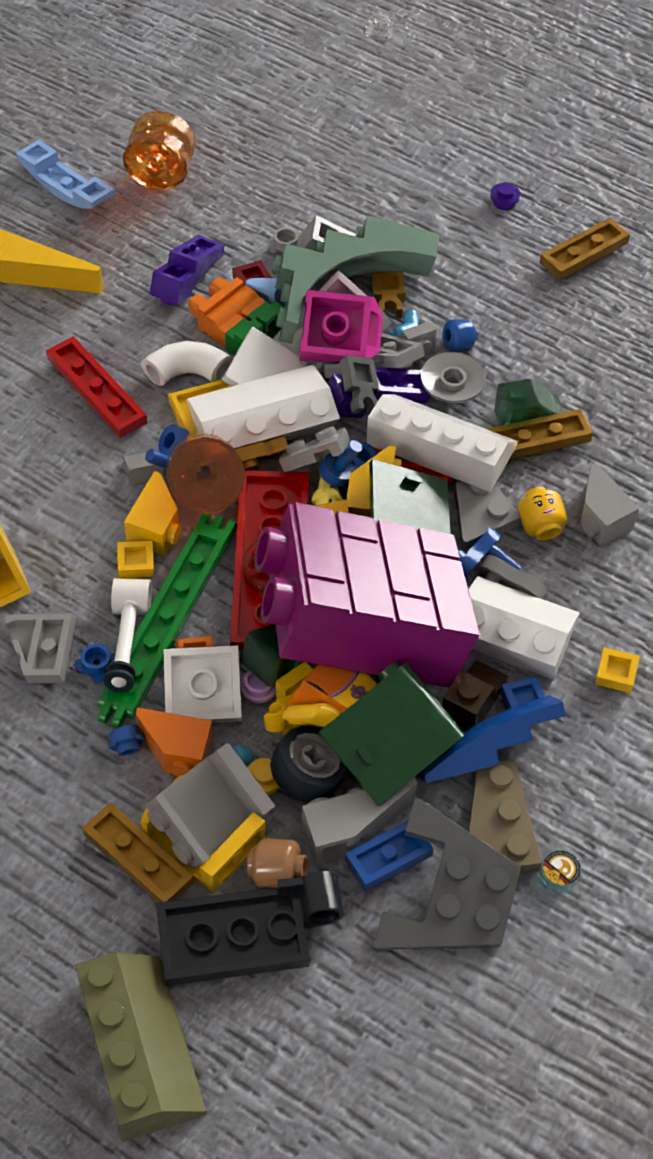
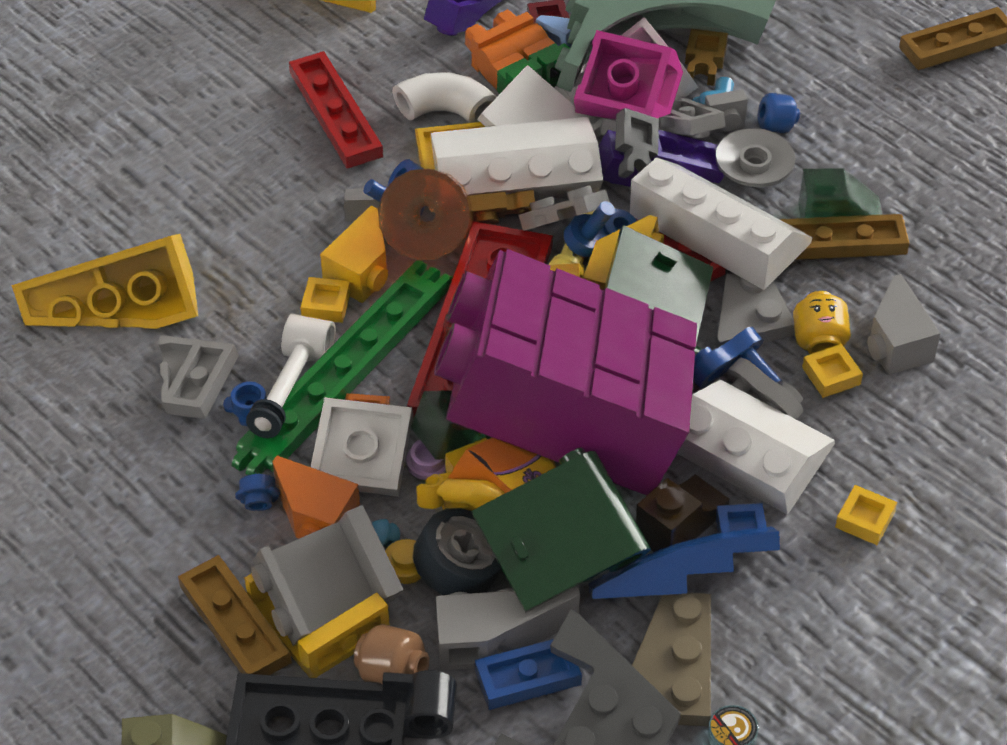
camera: 15 degrees right, 5 degrees down
(560, 552) = (832, 370): none -> yellow plate

